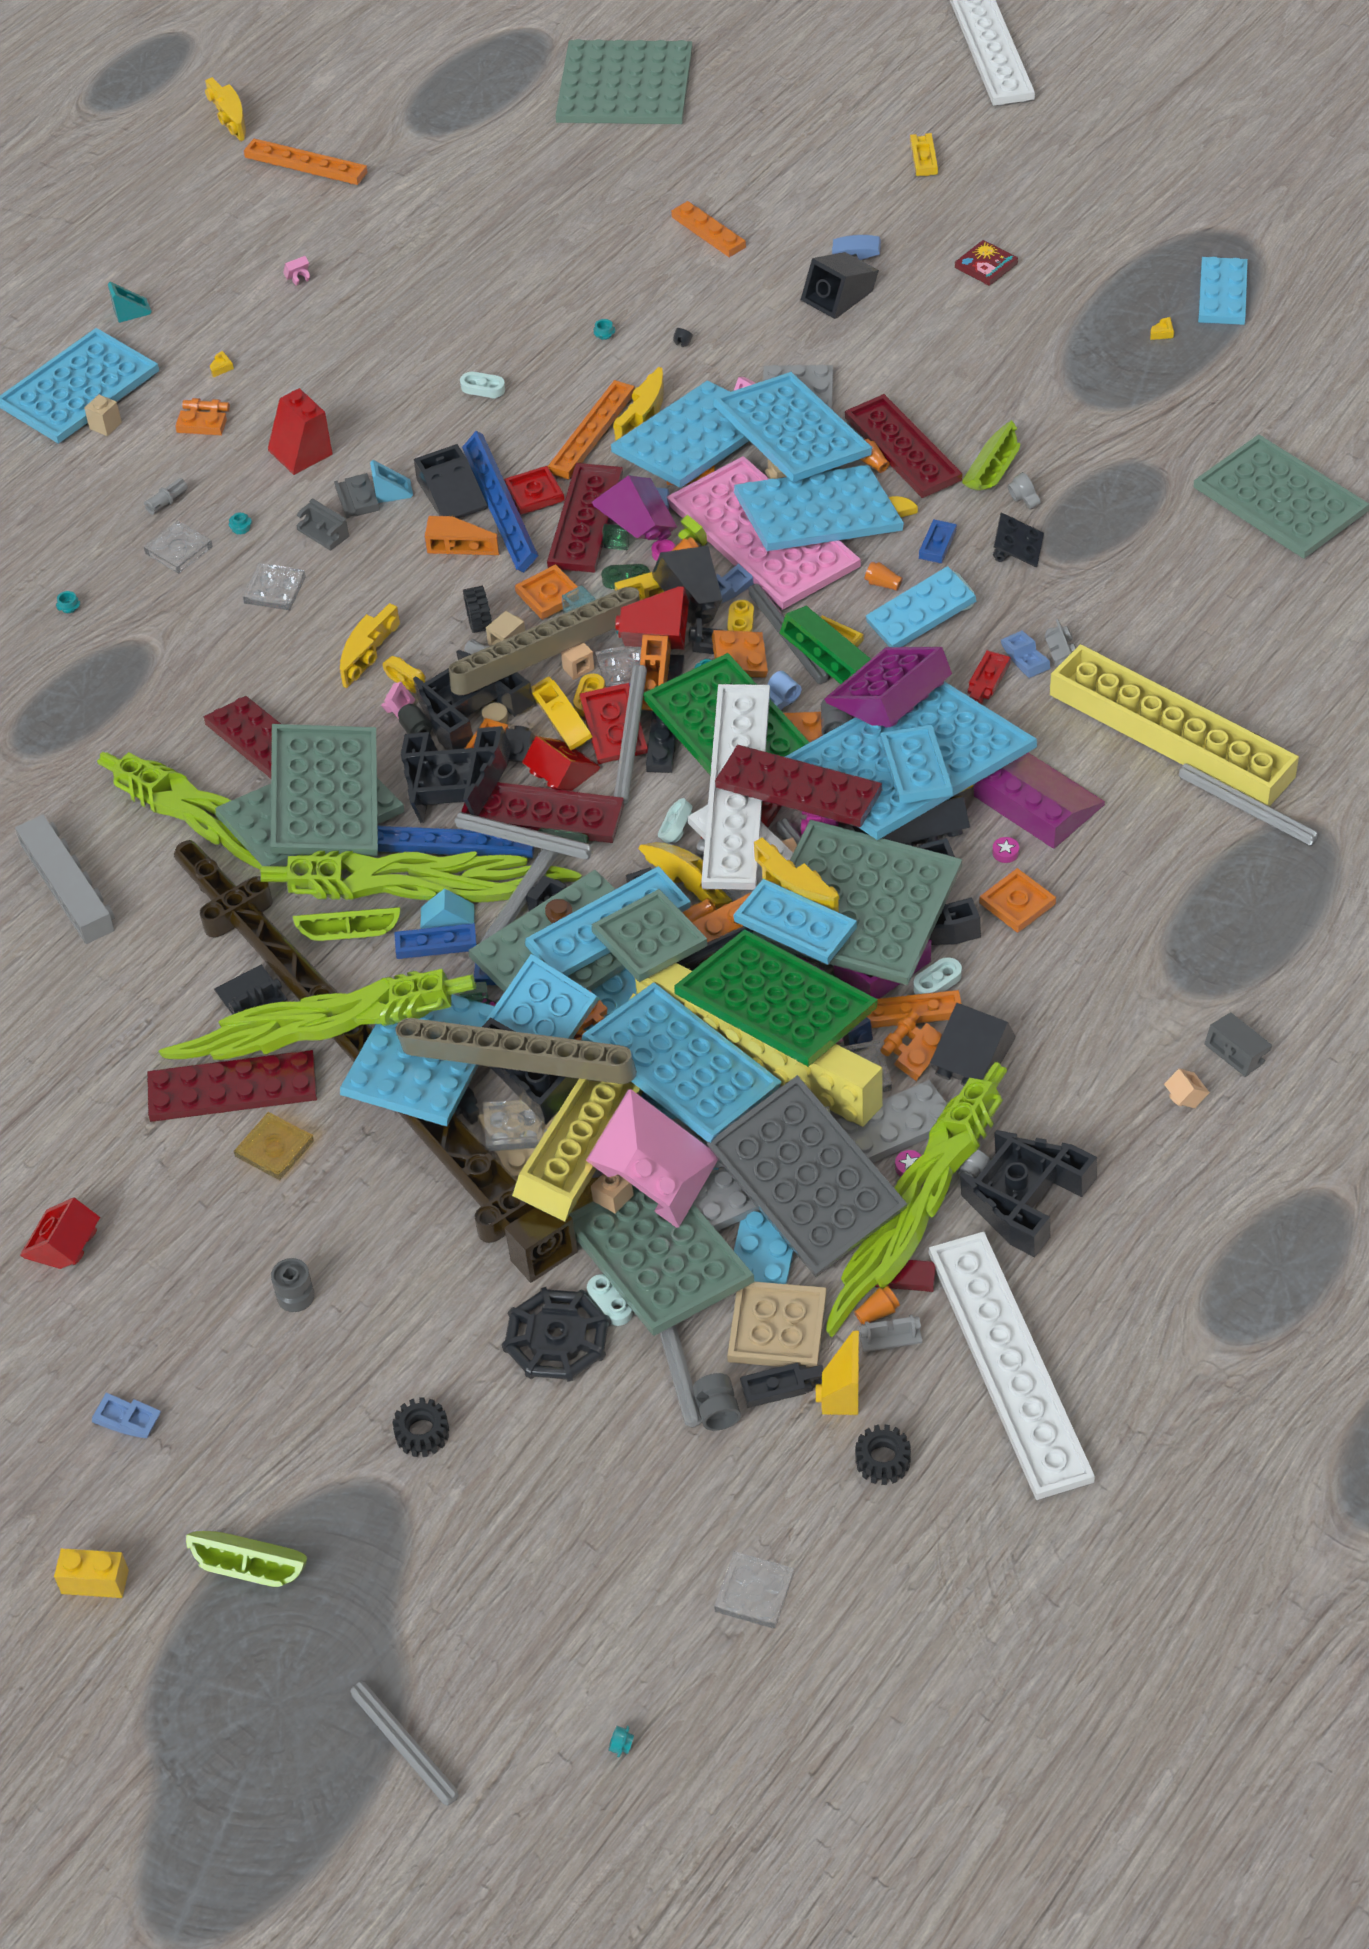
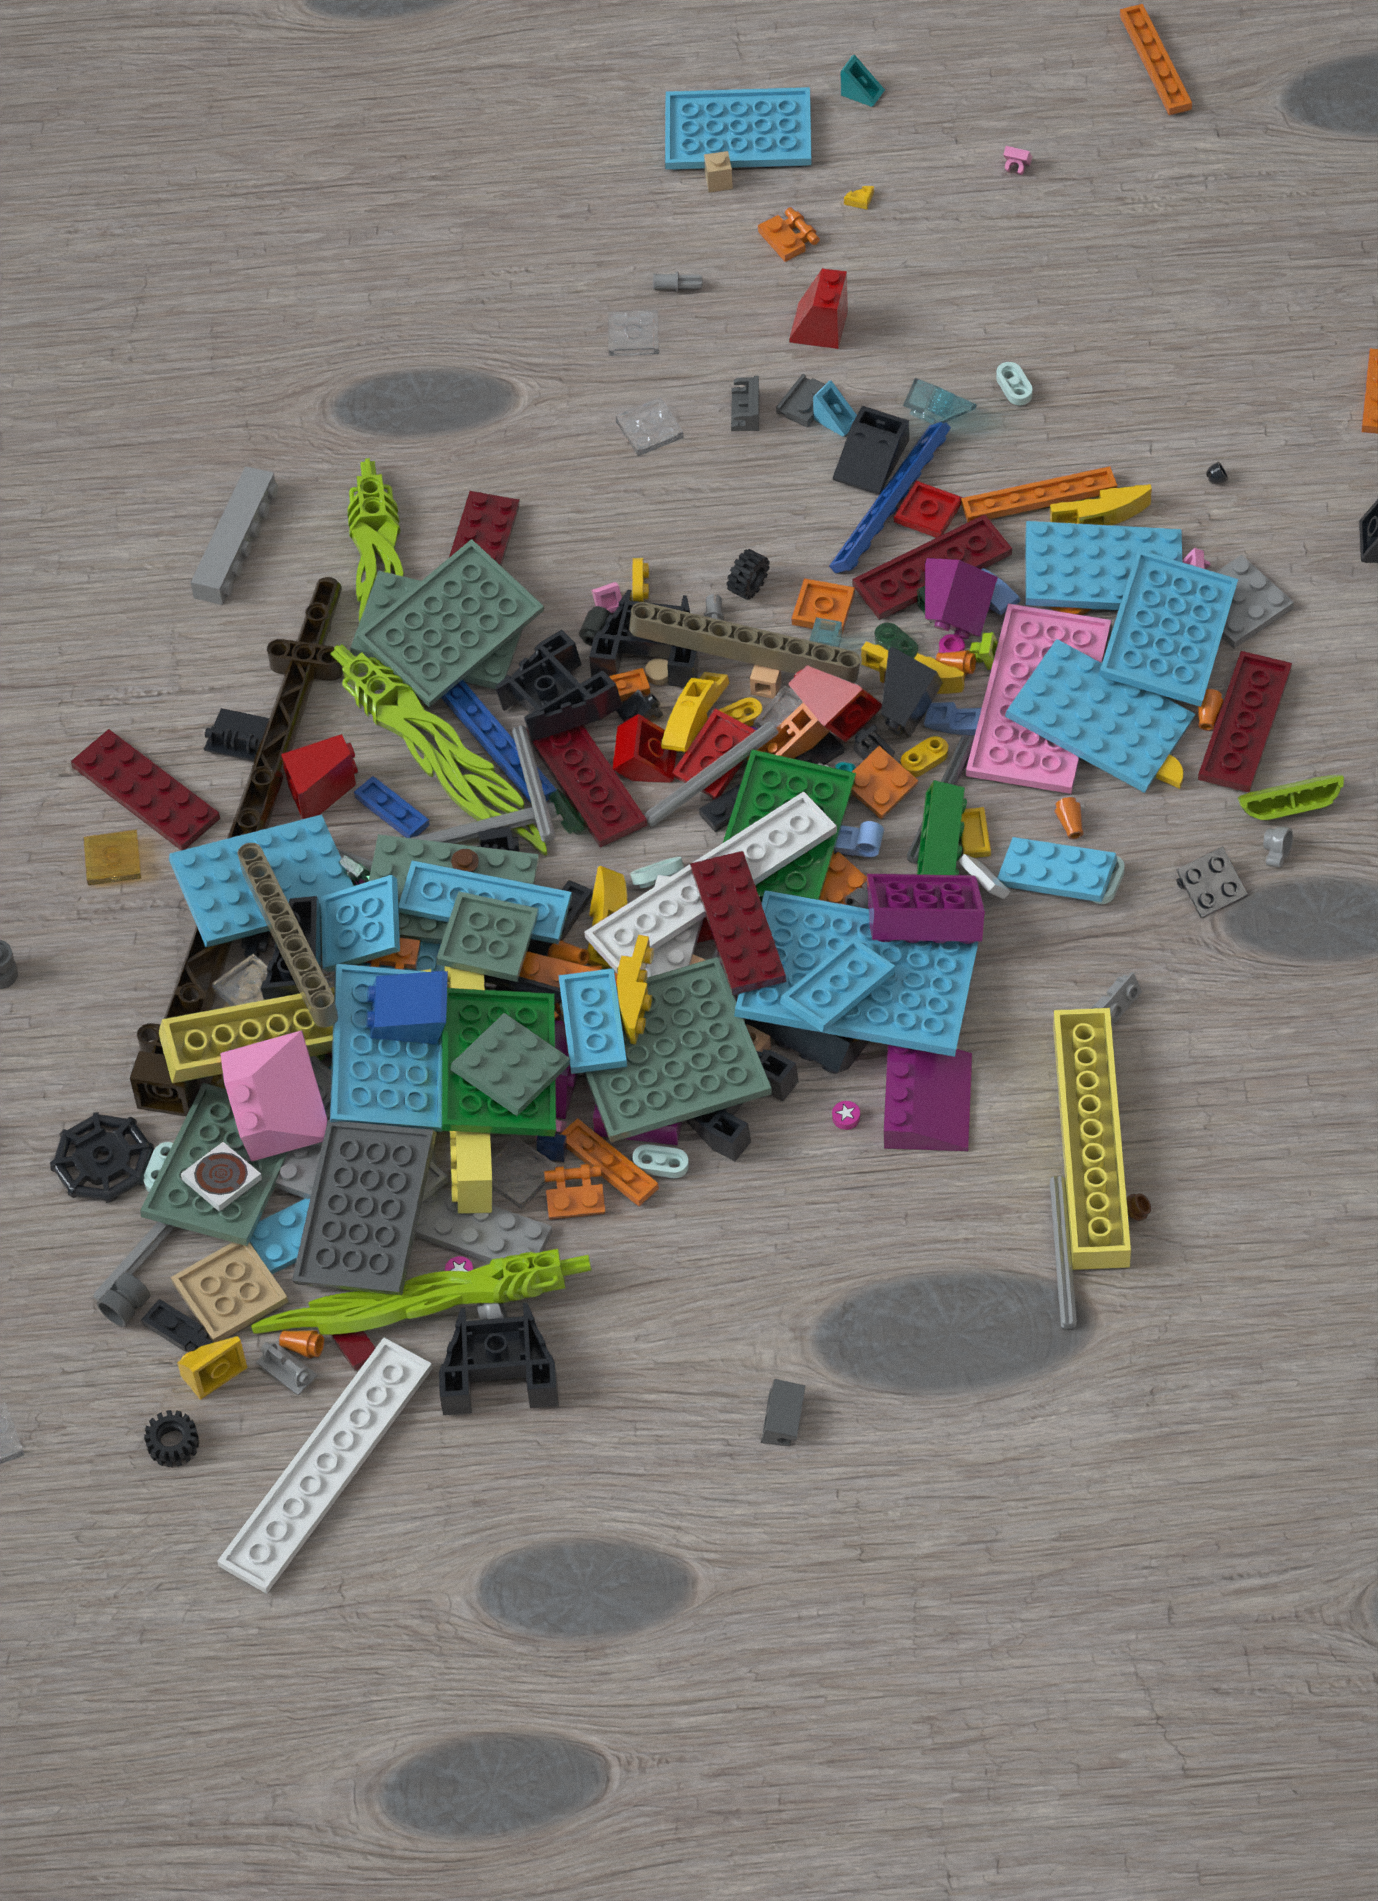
camera: 50 degrees right, 5 degrees up
(67, 602) = (504, 313): teal plate -> none
(240, 523) = (697, 351): teal plate -> none
(283, 1023) = (270, 818): lime piece -> none
(347, 923) = (370, 751): lime brick -> none
(356, 955) = (320, 774): none -> red slope
(362, 643) = (636, 531): yellow slope -> none
(447, 910) = (428, 796): medium azure slope -> none
(455, 424) = (934, 403): none -> clear light blue slope
(456, 536) = (816, 494): orange slope -> none
(504, 627) = (749, 610): tan brick -> none
(603, 329) = (1169, 413): teal plate -> none
(673, 1013) = (408, 1007): none -> blue slope
(675, 1254) = (221, 1176): none -> tile
(791, 987) = (510, 1064): none -> sand green plate
(874, 648) = (984, 876): none -> white tile
(937, 541) = (1152, 826): blue plate -> none
(971, 1044) = (607, 1229): black slope -> none
(988, 676) = (1025, 970): red hinge -> none
(1017, 900) = (795, 1159): orange plate -> none
(1024, 654) = (1083, 979): medium blue slope -> none
(1186, 1088) = (698, 1406): light nougat plate -> none

